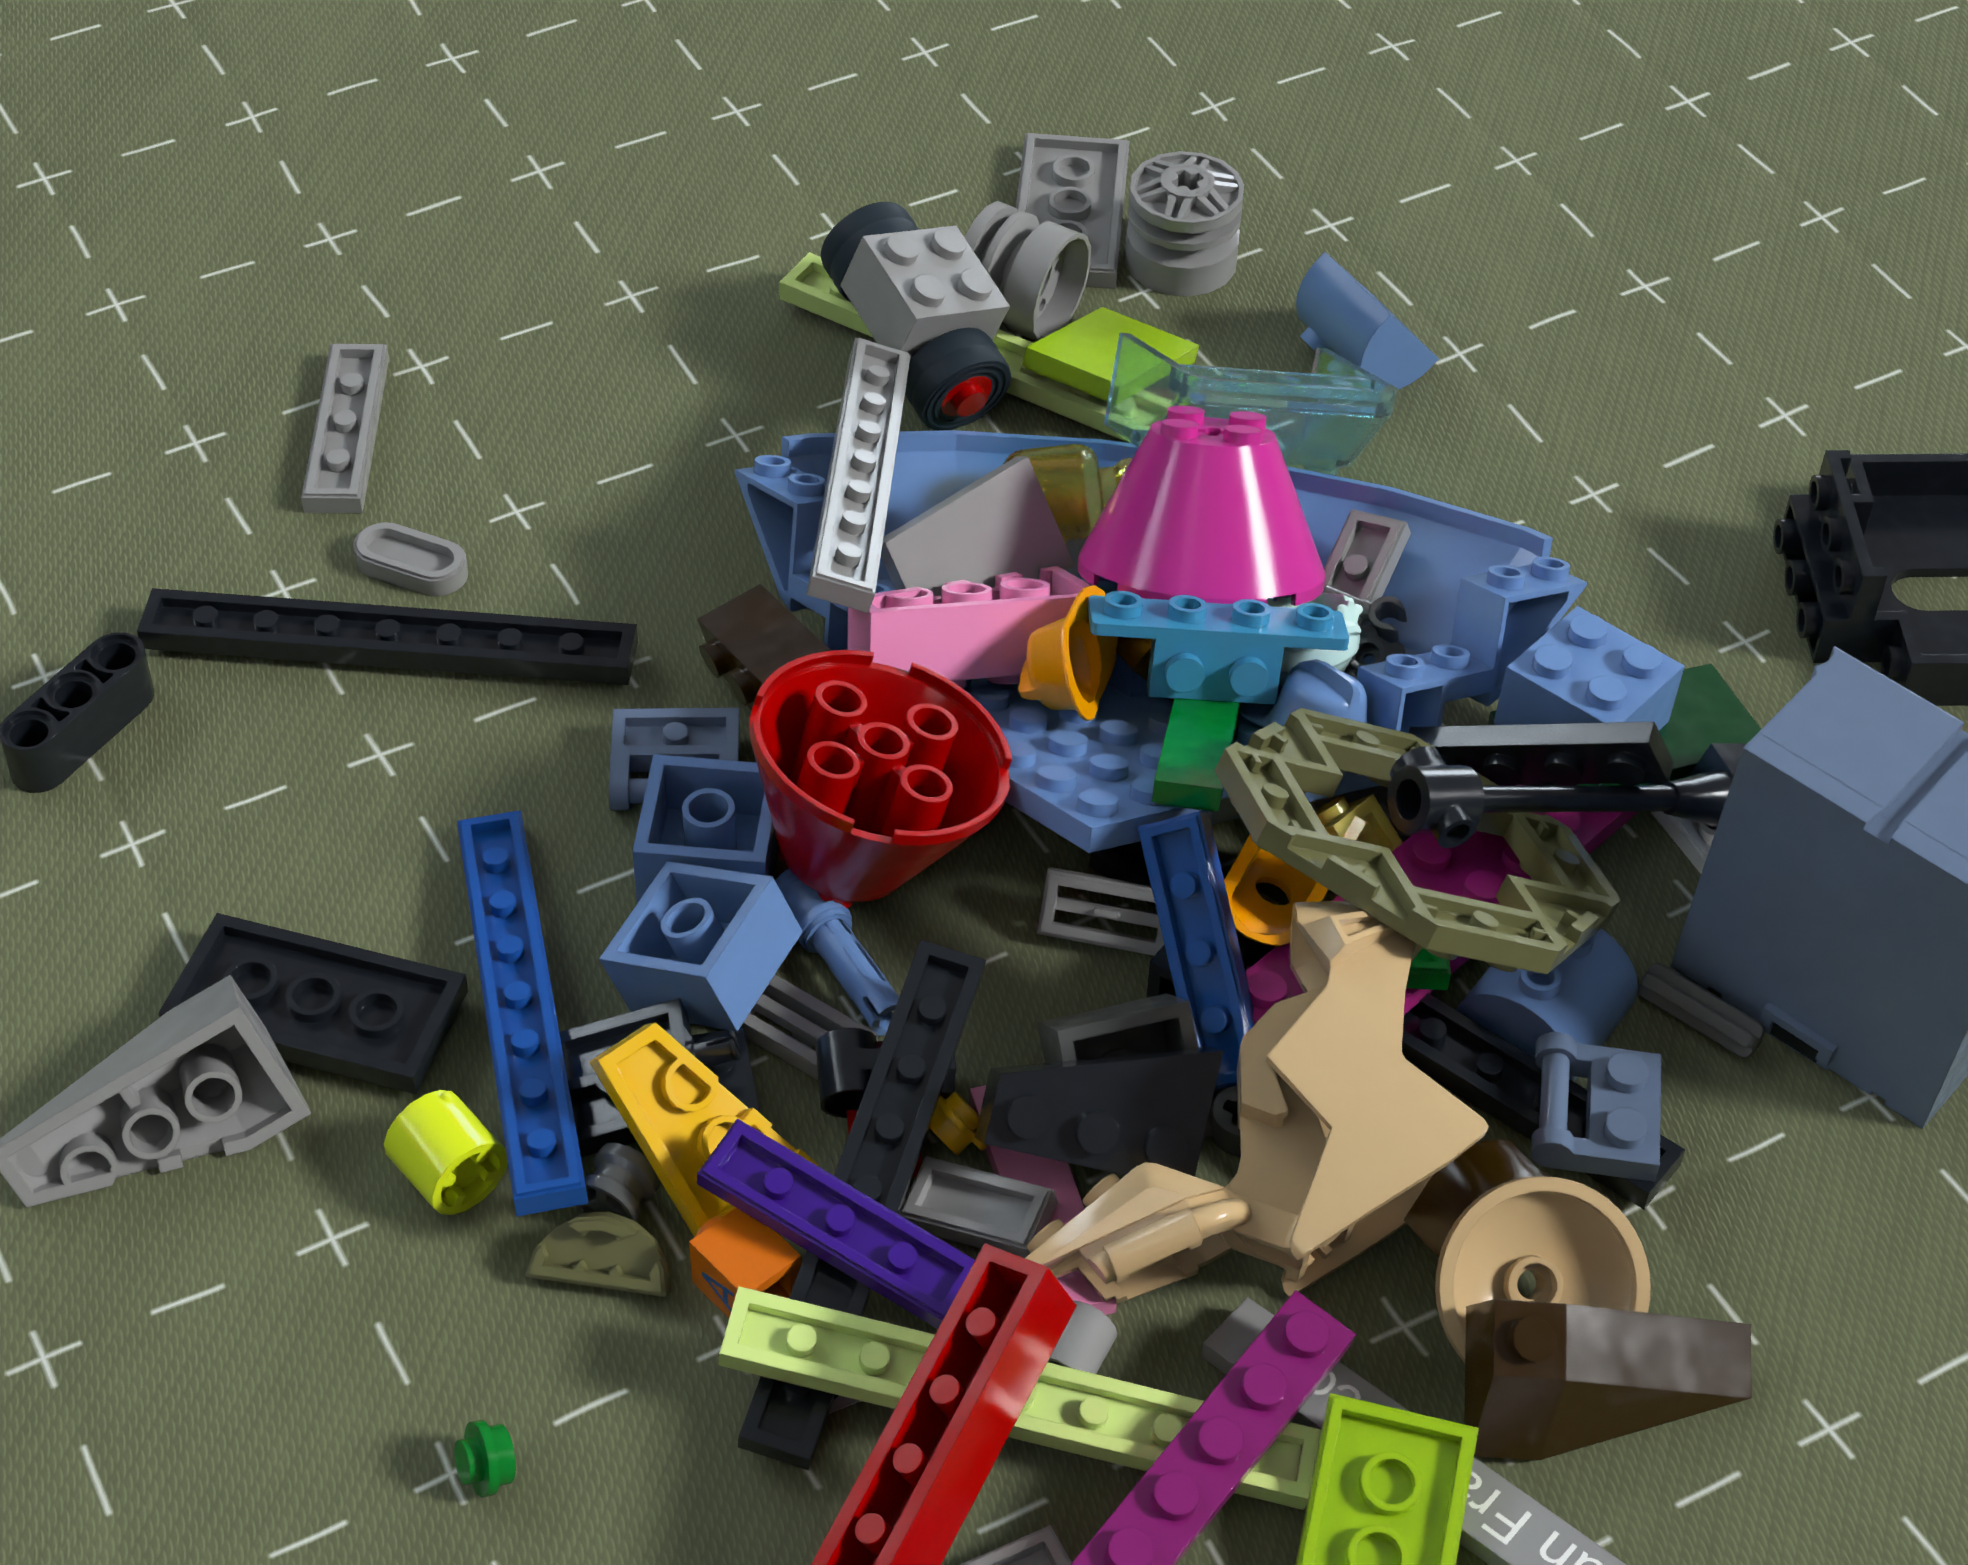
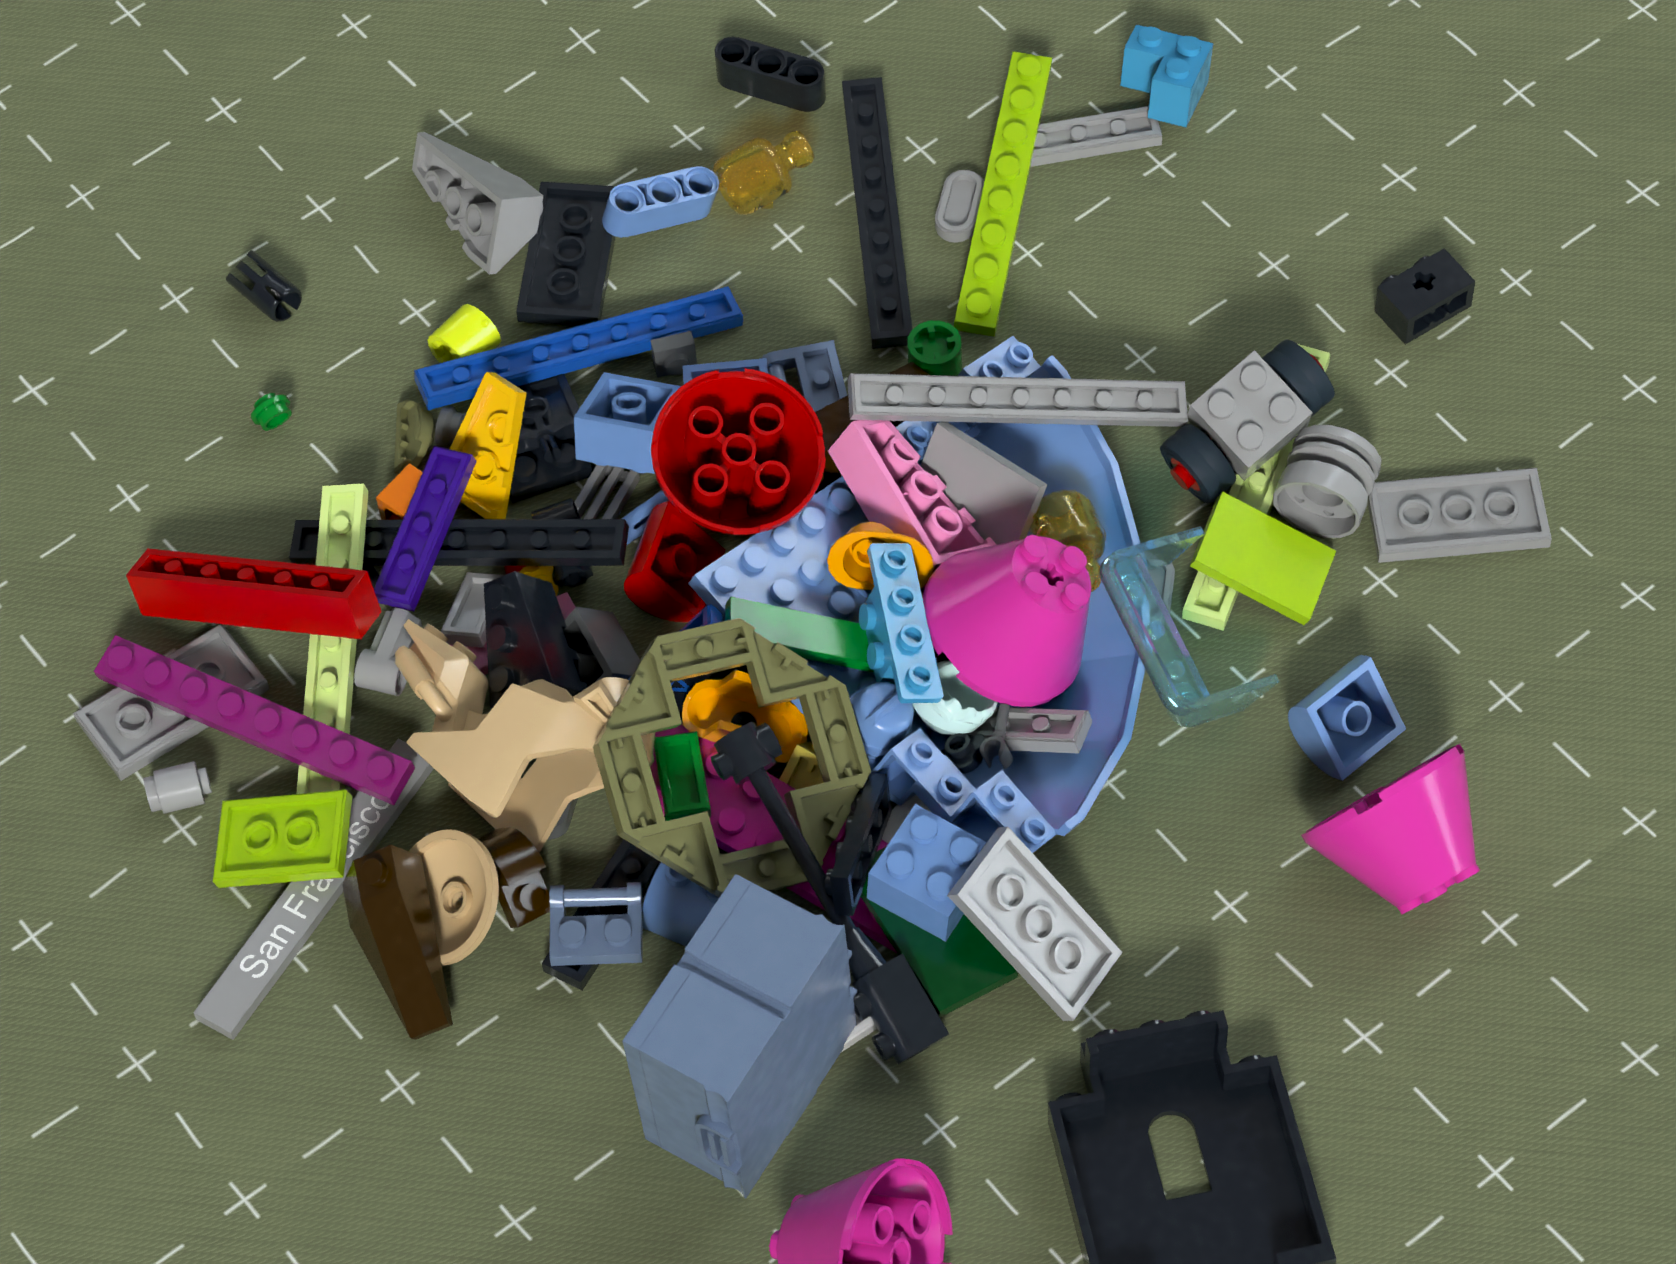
camera: 85 degrees right, 10 degrees up
(204, 1441) = (268, 289): none -> black arm
(266, 745) = (759, 171): none -> clear yellow piece
(279, 860) = (660, 201): none -> medium blue beam
(299, 300) = (1169, 69): none -> dark azure brick
(421, 500) = (1003, 194): none -> lime plate
(571, 894) = (672, 353): none -> dark grey plate
(674, 597) = (936, 348): none -> green piece
(746, 167) = (1424, 295): none -> black brick
(1012, 948) = (666, 561): none -> red brick
(1184, 223) = (1430, 580): light grey wheel -> none
(1542, 279) = (1406, 836): none -> dark pink cone
(1662, 617) = (1035, 923): none -> plate

